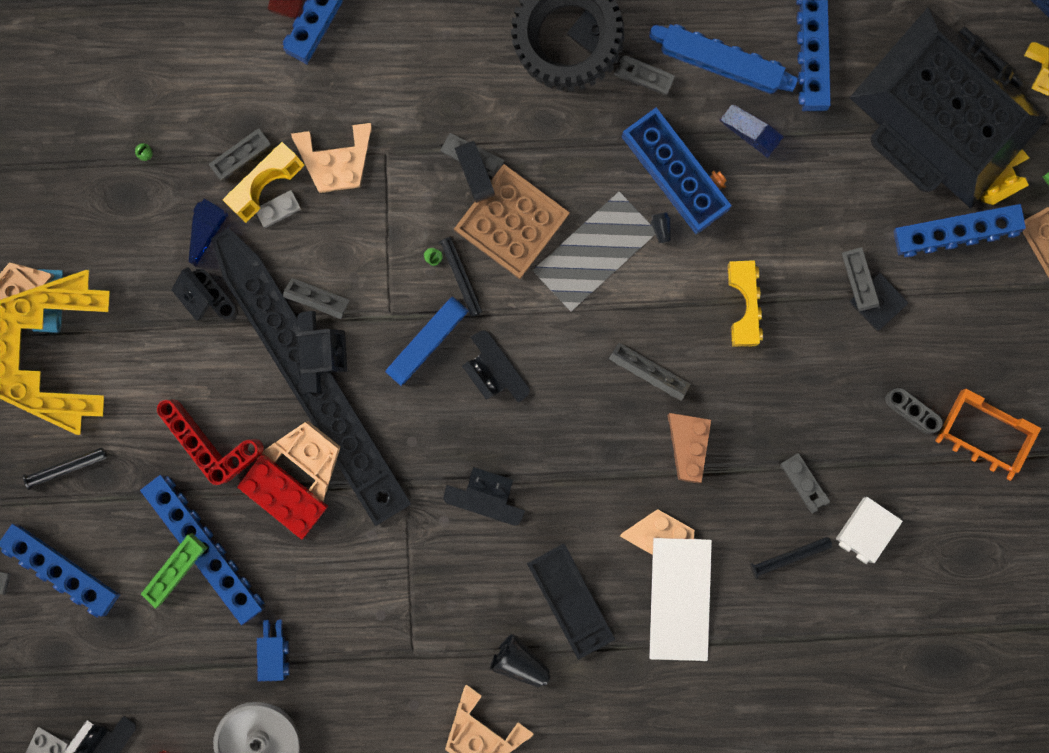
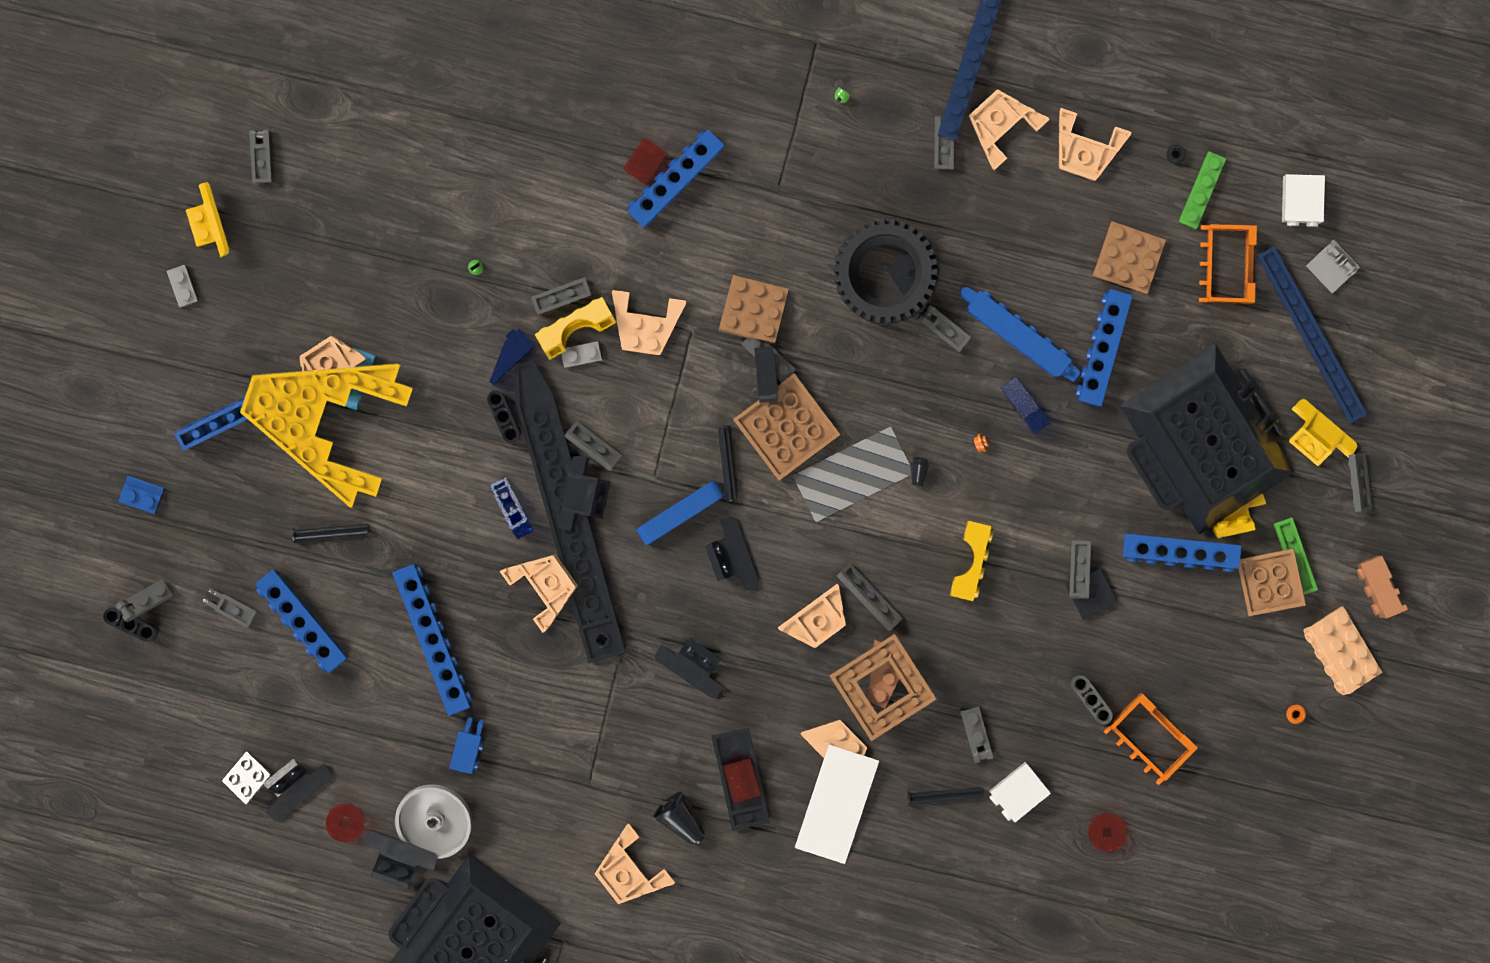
camera: 15 degrees right, 5 degrees up
(173, 570) = (402, 651): bright green plate -> none
(192, 294) = (485, 411): black plate -> none
(205, 446) = (459, 549): red beam -> none
(249, 387) = (511, 508): none -> clear blue slope
(282, 496) = (514, 613): red plate -> none
(433, 256) = (707, 438): bright green hinge -> none
(442, 112) = (753, 309): none -> medium nougat plate
(572, 603) = (741, 780): none -> clear red plate
(602, 411) = (818, 619): none -> light nougat wing
(652, 459) = (878, 723): none -> medium nougat plate
(676, 171) = (945, 425): blue brick -> none
(984, 541) = (1105, 821): none -> clear red plate

